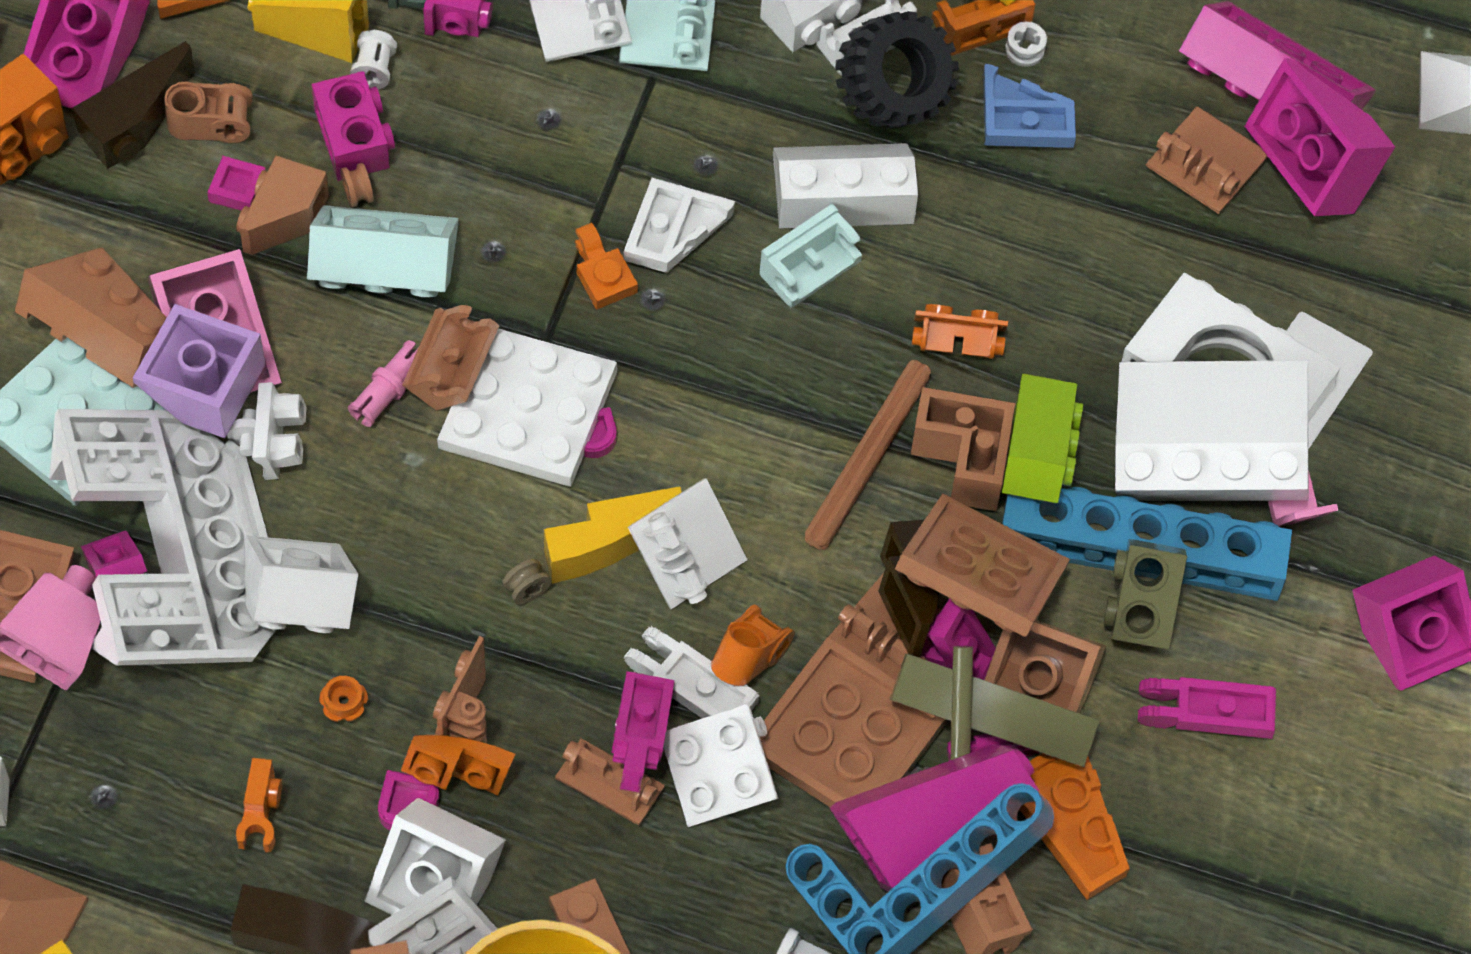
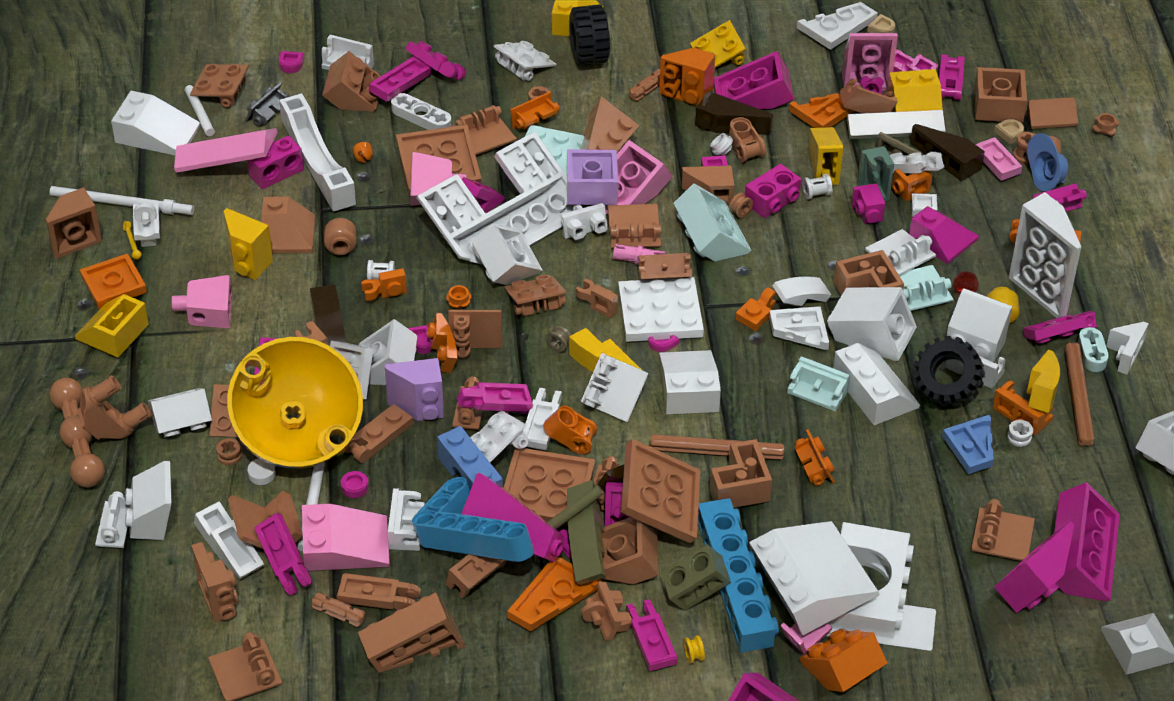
camera: 70 degrees right, 15 degrees down
(97, 834) = (340, 236): none -> nougat head
(186, 149) = (721, 144): none -> white plate
(213, 815) = (375, 268): none -> white bush
(320, 360) = (634, 225): none -> nougat hinge
(398, 573) = (543, 288): none -> nougat hinge
(468, 483) = (600, 299): none -> nougat plate
(562, 841) = (416, 388): none -> lavender slope
(599, 187) = (799, 289): none -> white slope
(635, 74) = (866, 271): none -> nougat brick
(709, 428) = (690, 382): none -> white slope
(717, 123) = (874, 319): none -> white slope
(728, 831) = (462, 455): none -> medium blue arch
(1043, 439) = (761, 501): lime brick -> none
(1143, 750) = (603, 611): none -> nougat hips
(1264, 658) = (693, 649): none -> yellow bush
(1365, 467) = (844, 659): none -> orange slope

